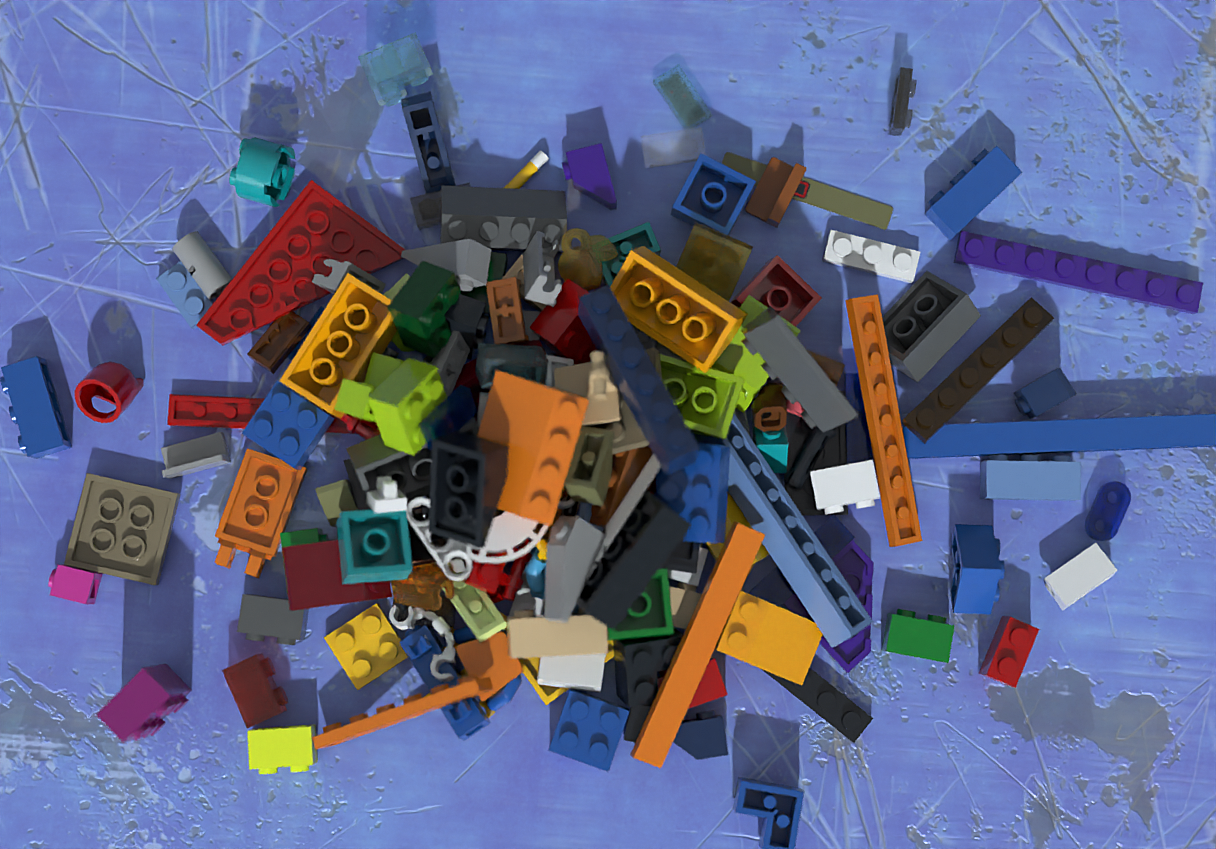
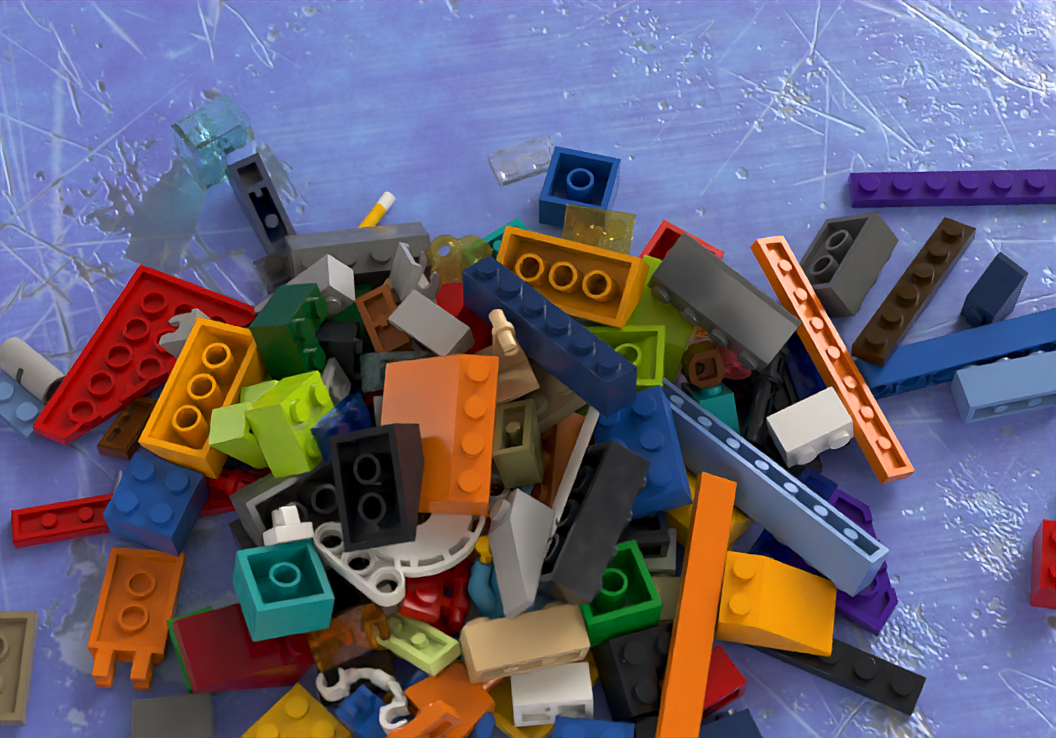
camera: 10 degrees left, 25 degrees down
(195, 455) = (51, 571): light grey panel -> none
(263, 171) = (86, 262): teal brick -> none
(336, 499) = (220, 563): olive slope -> none
(543, 339) = (432, 326): none -> light grey hinge
(590, 174) = (444, 200): dark purple slope -> none
(682, 98) = (521, 117): clear light blue tile -> none
(775, 191) = (644, 178): dark orange panel -> none
(820, 194) = (696, 176): olive sticker -> none
(871, 256) = (763, 217): white plate -> none
(903, 90) = (747, 66): clear smoke plate -> none
(918, 637) = (946, 575): green brick -> none
(972, 191) = (848, 136): blue brick -> none
(975, 569) = (987, 486): blue brick -> none

